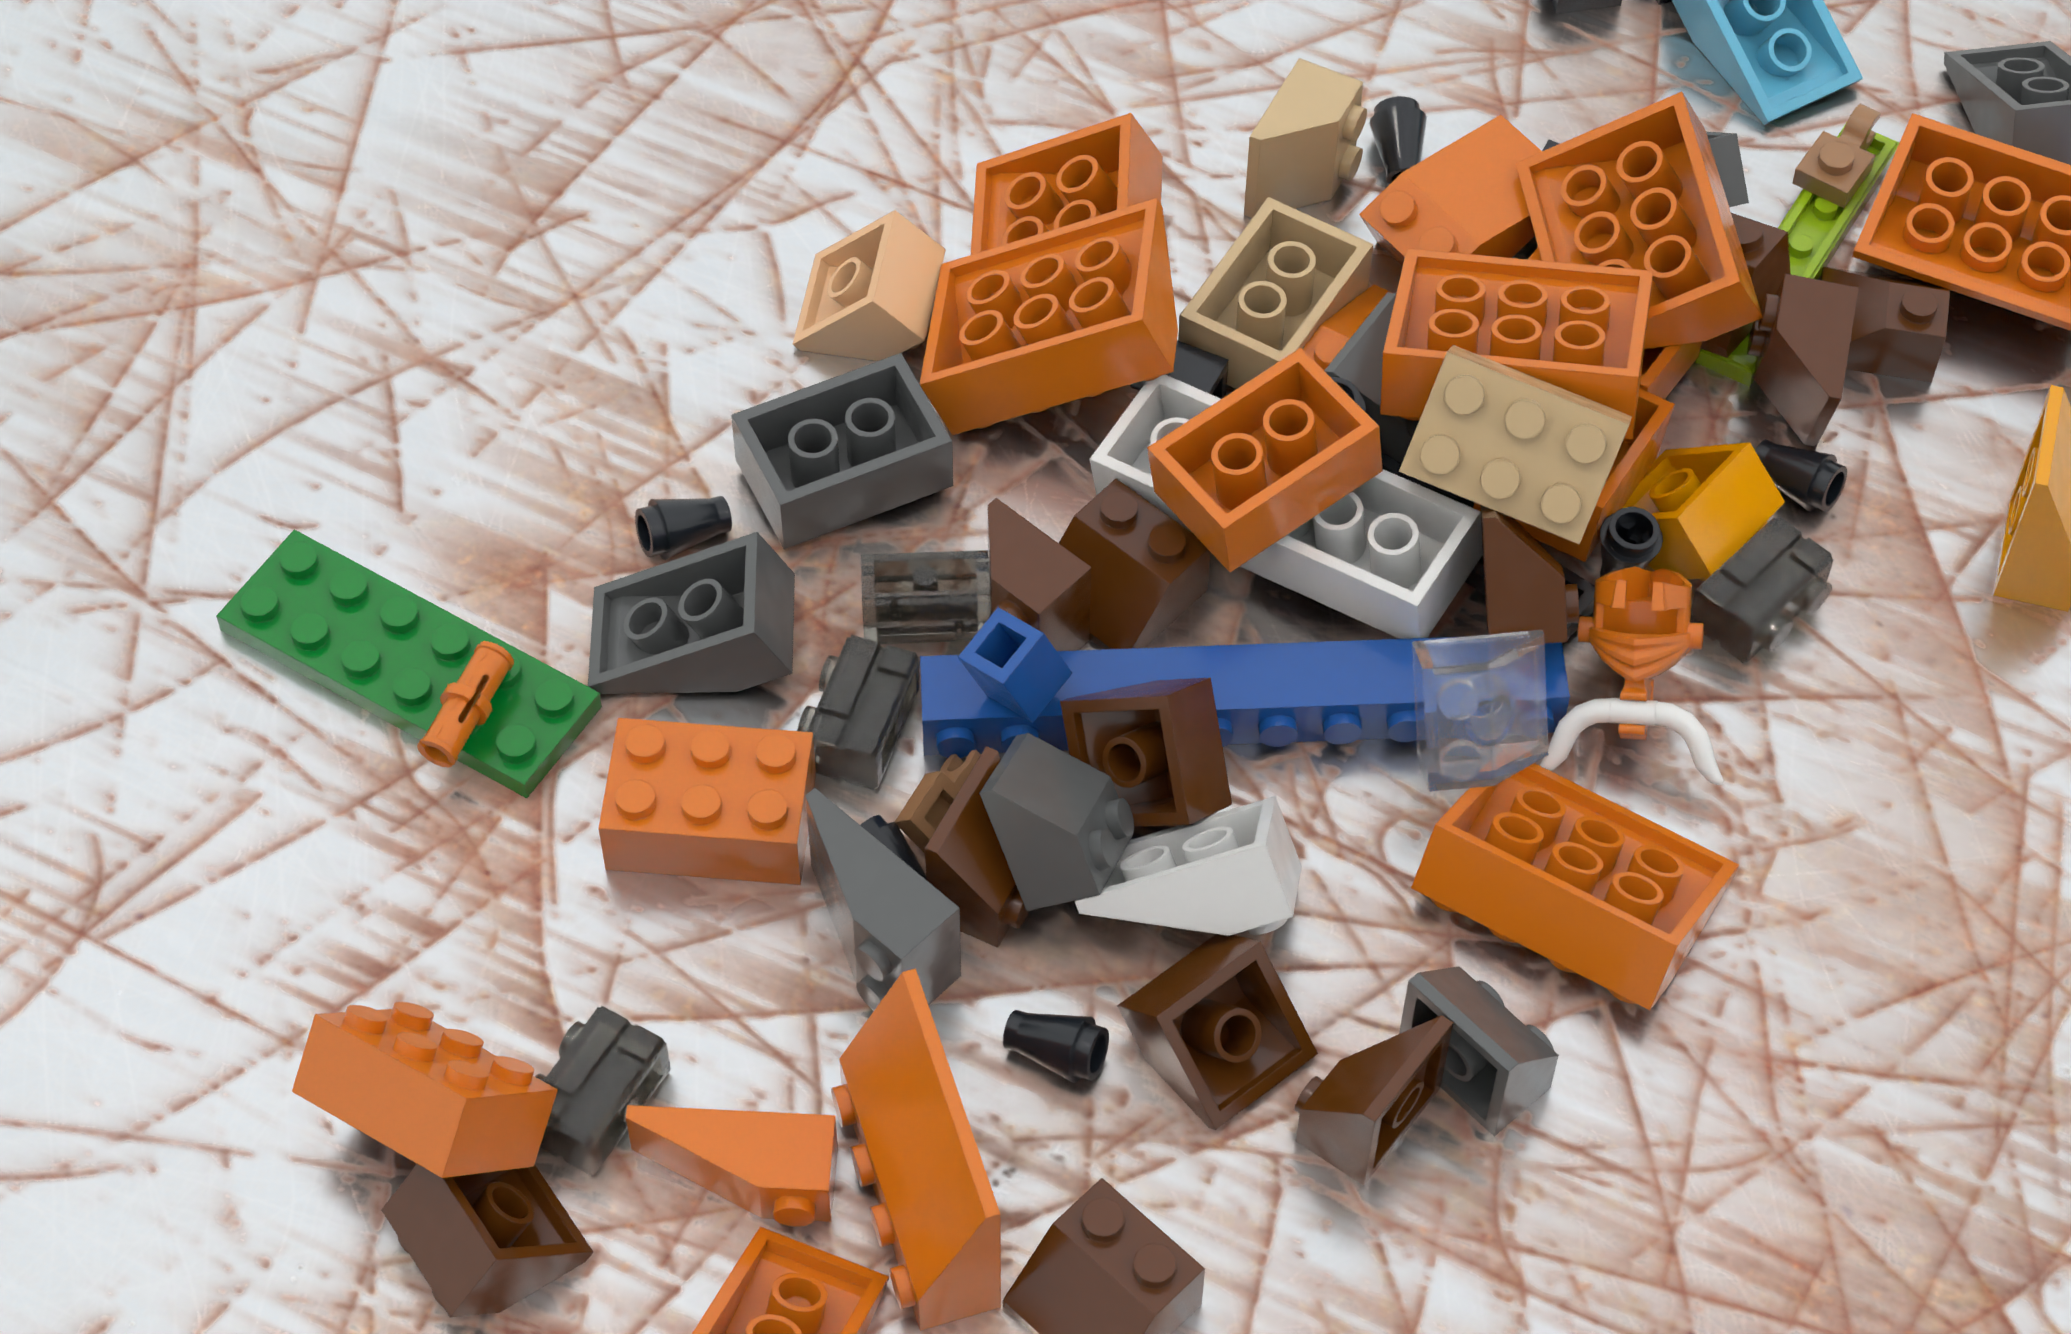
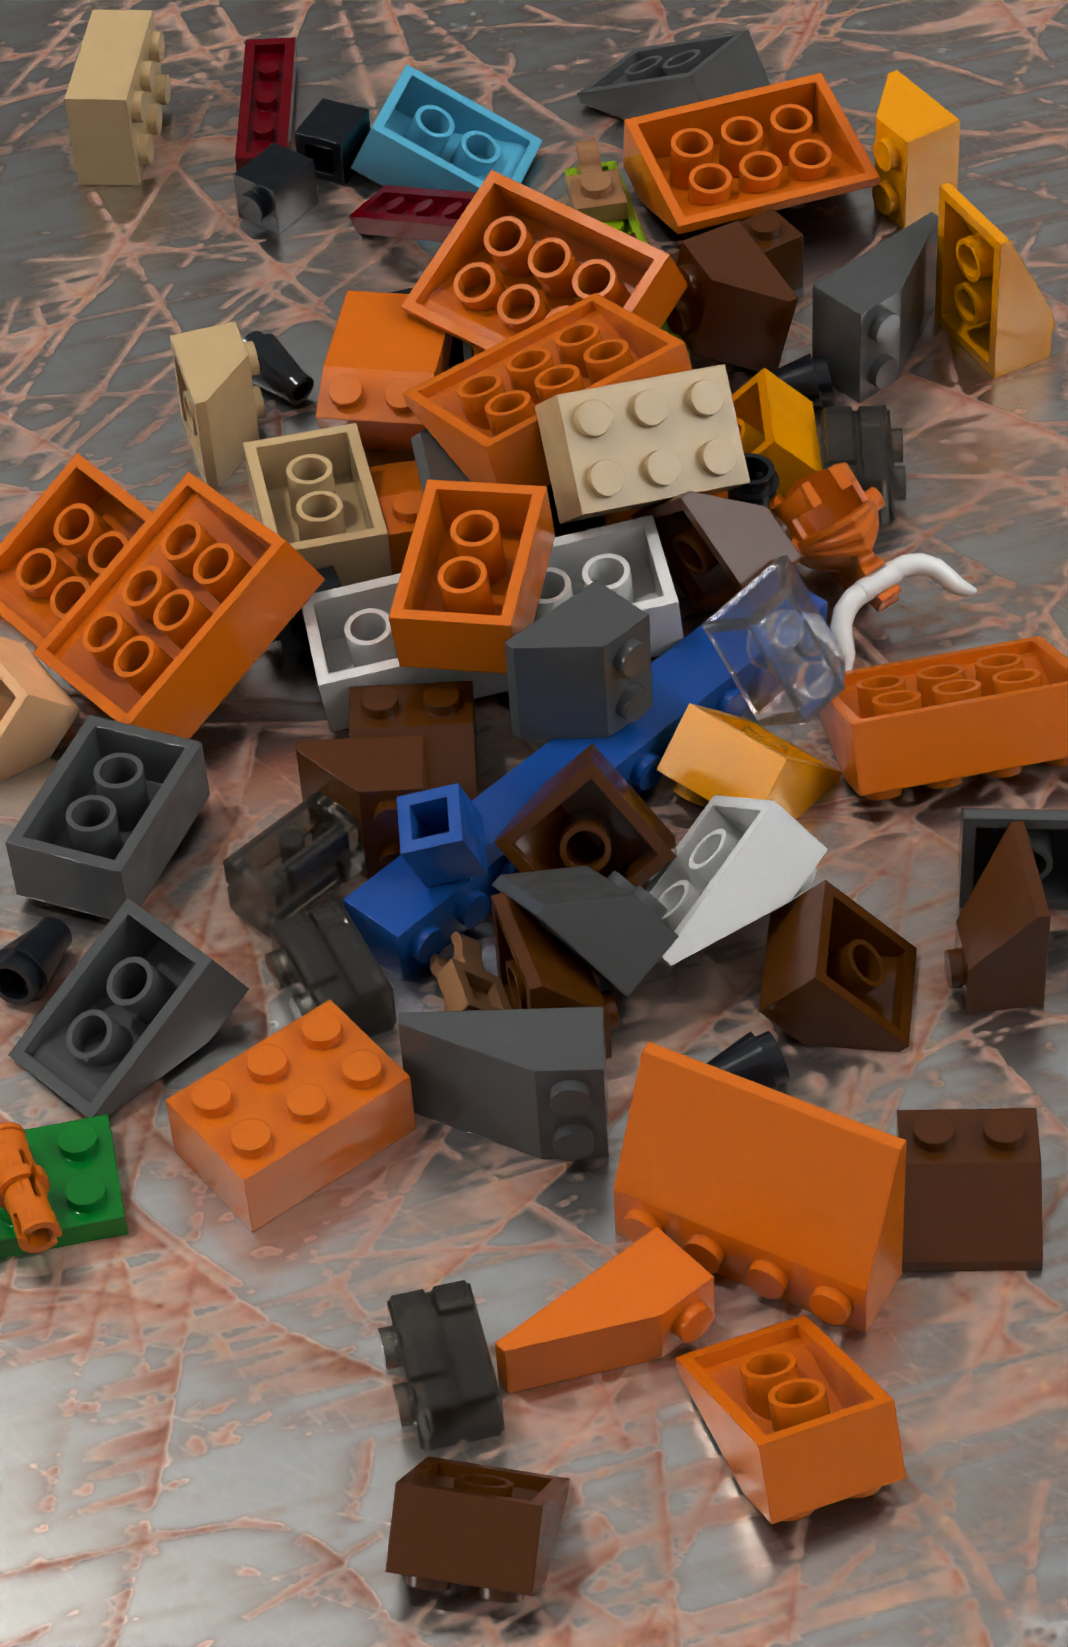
camera: 40 degrees left, 10 degrees down
(425, 1089) = (335, 1444): orange brick -> none
(1269, 604) = (580, 668): none -> dark grey slope
(1354, 790) = (741, 759): none -> light orange slope
(1653, 68) = (411, 213): none -> dark red plate
(1933, 458) = (876, 310): none -> dark grey slope

